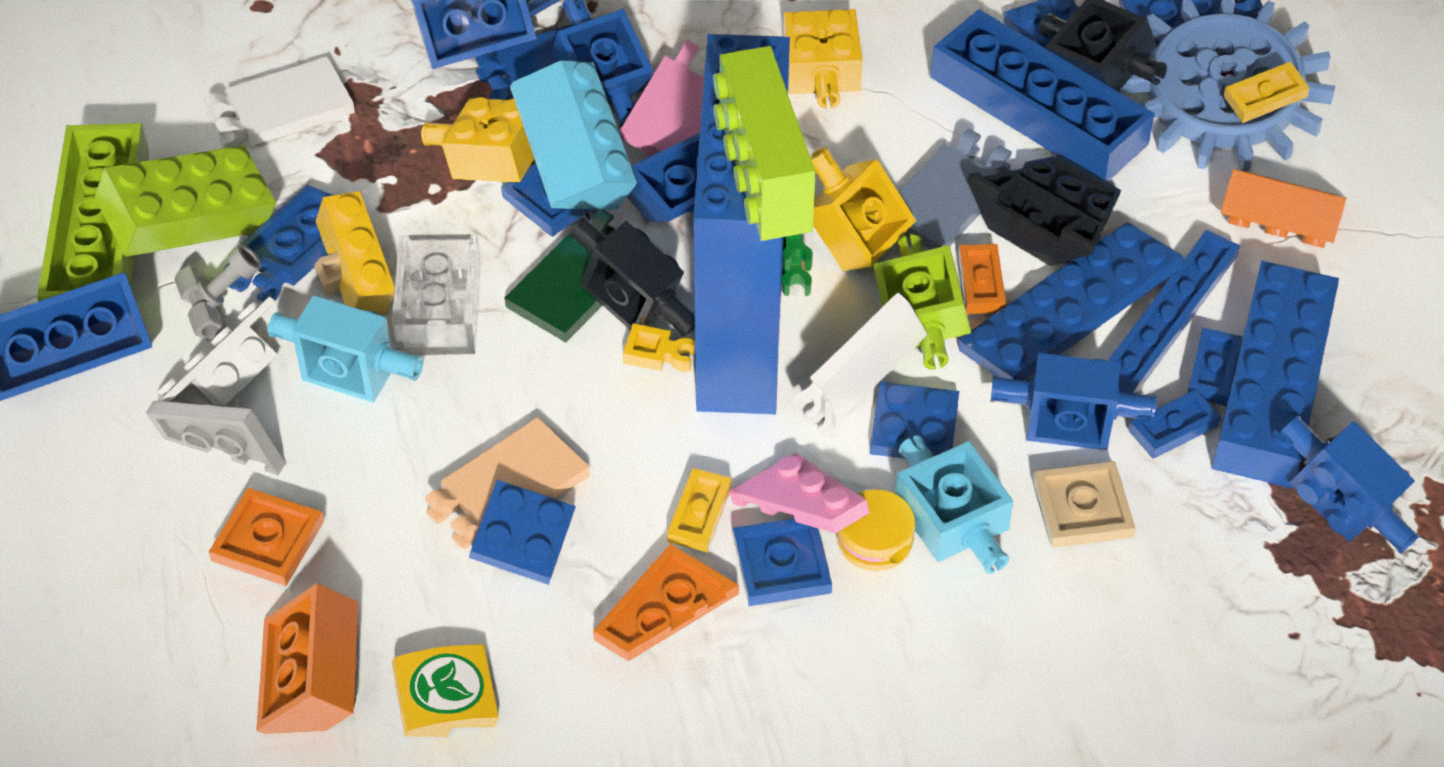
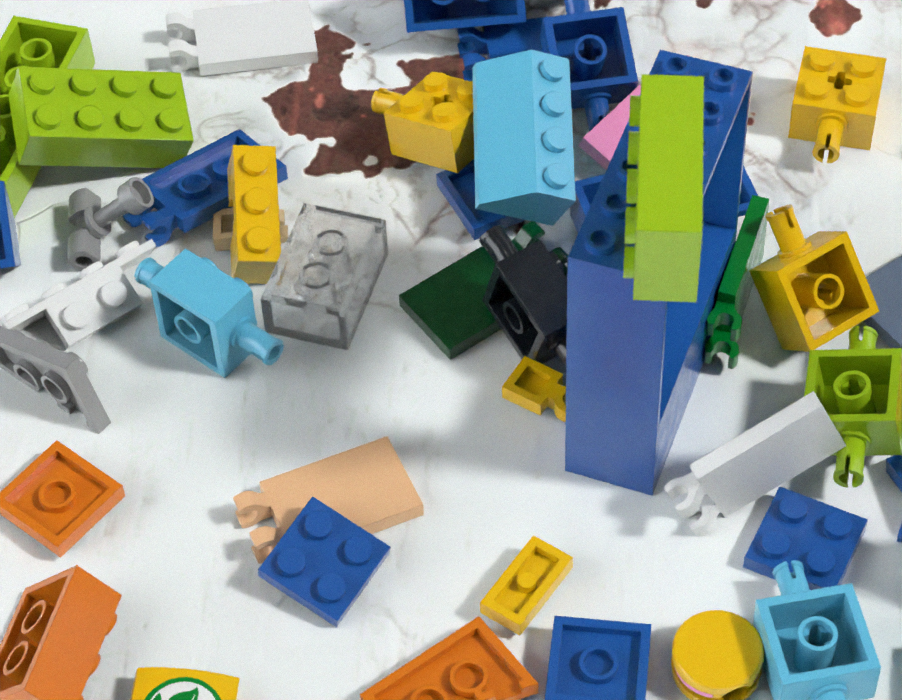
camera: 20 degrees right, 0 degrees up
(802, 491) = (646, 595): bright pink wing -> none

